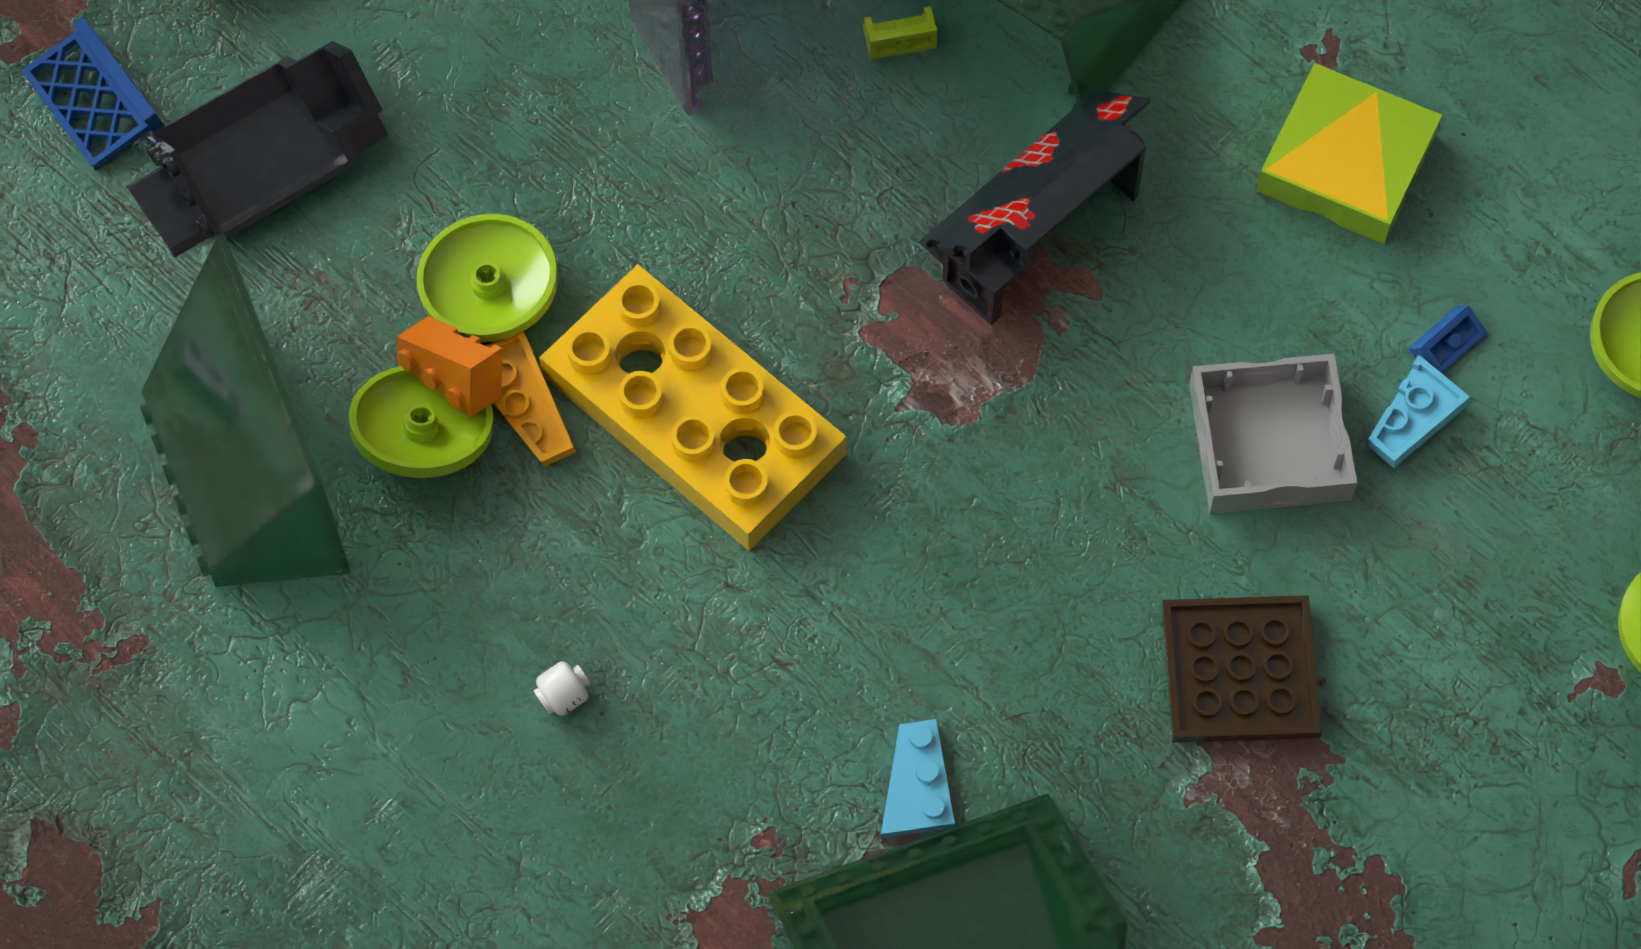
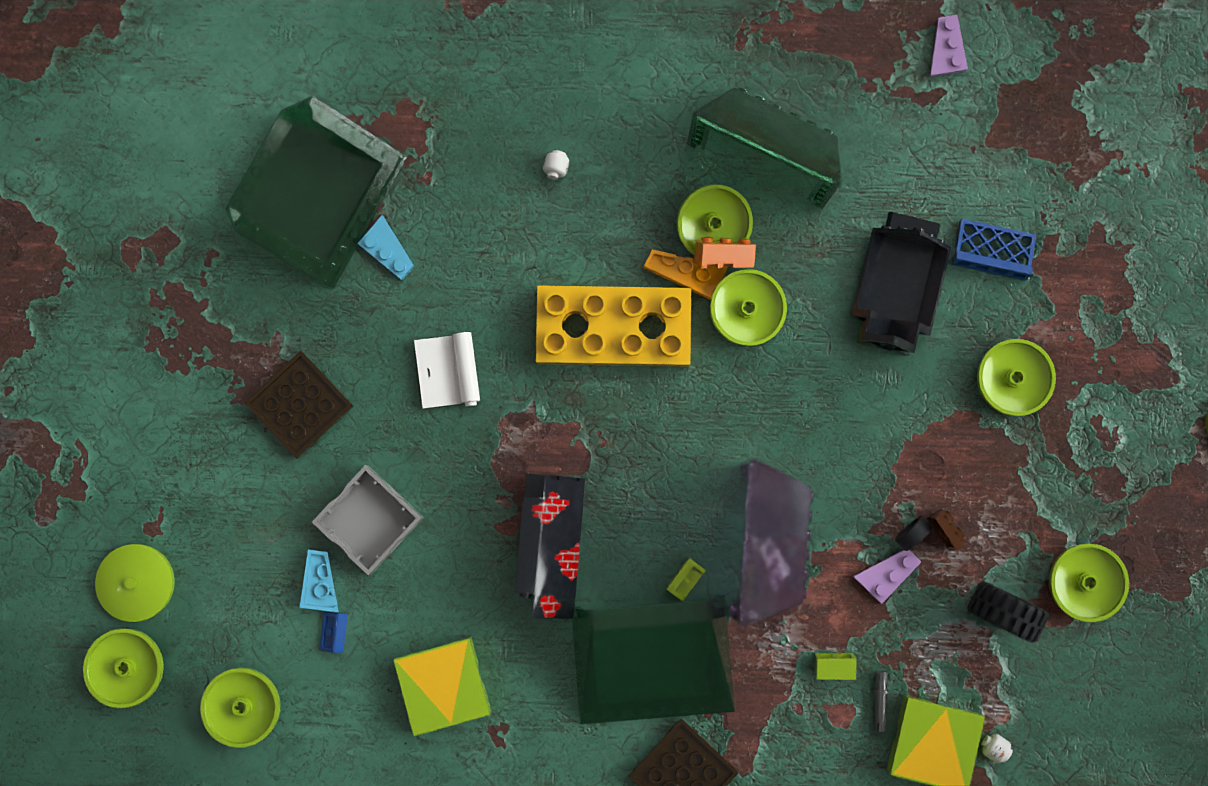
camera: 140 degrees right, 20 degrees up
(975, 538) = (447, 370): none -> white door

